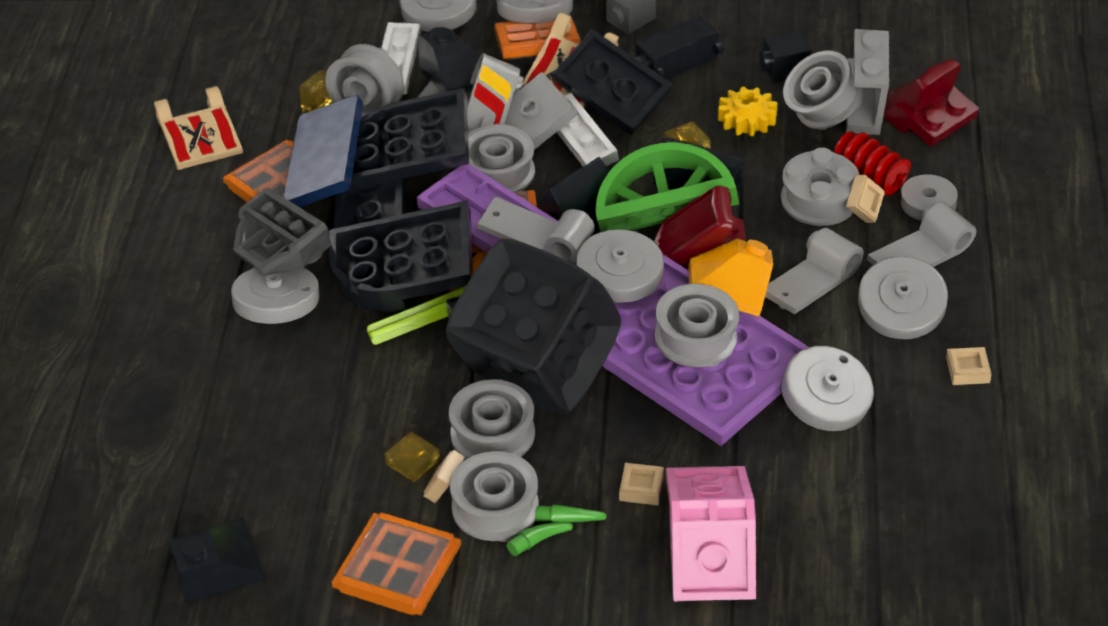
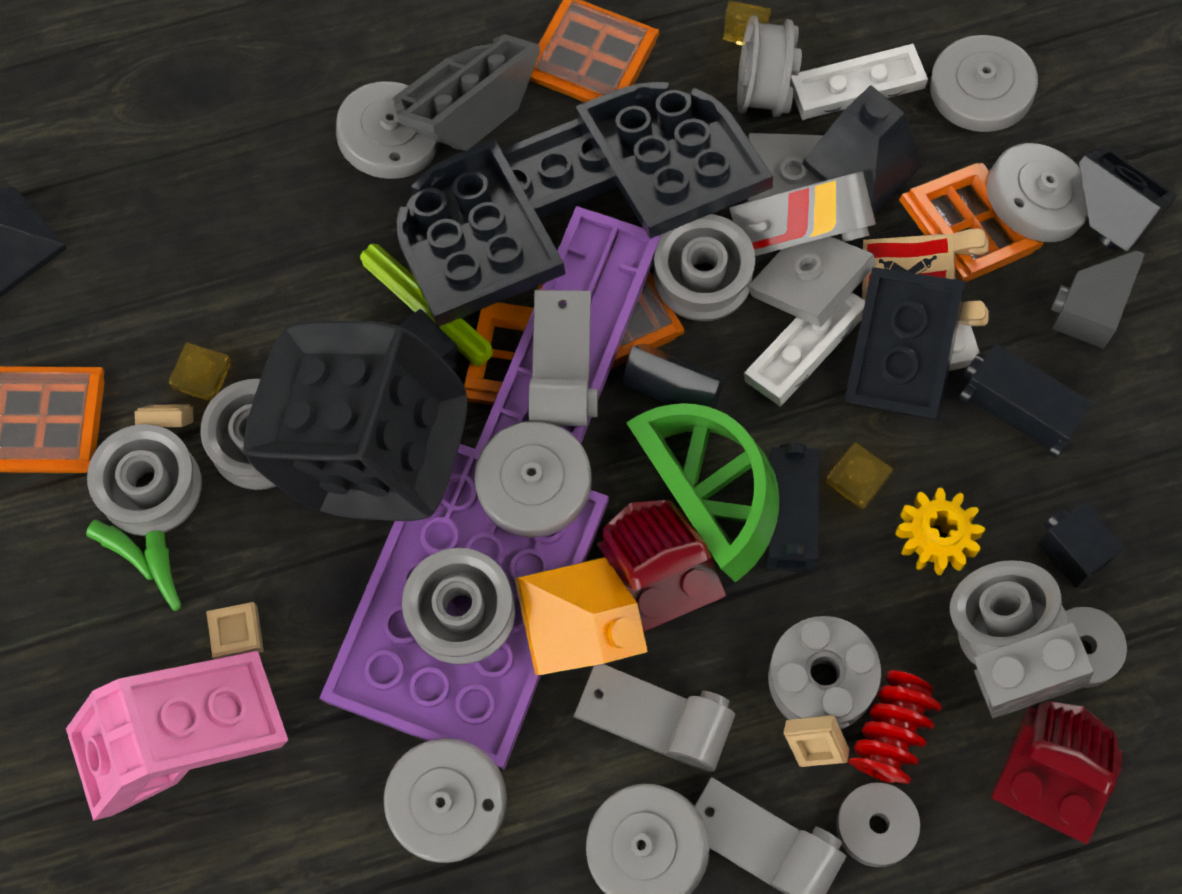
camera: 70 degrees right, 25 degrees up
(324, 152) = (621, 76): tile -> none

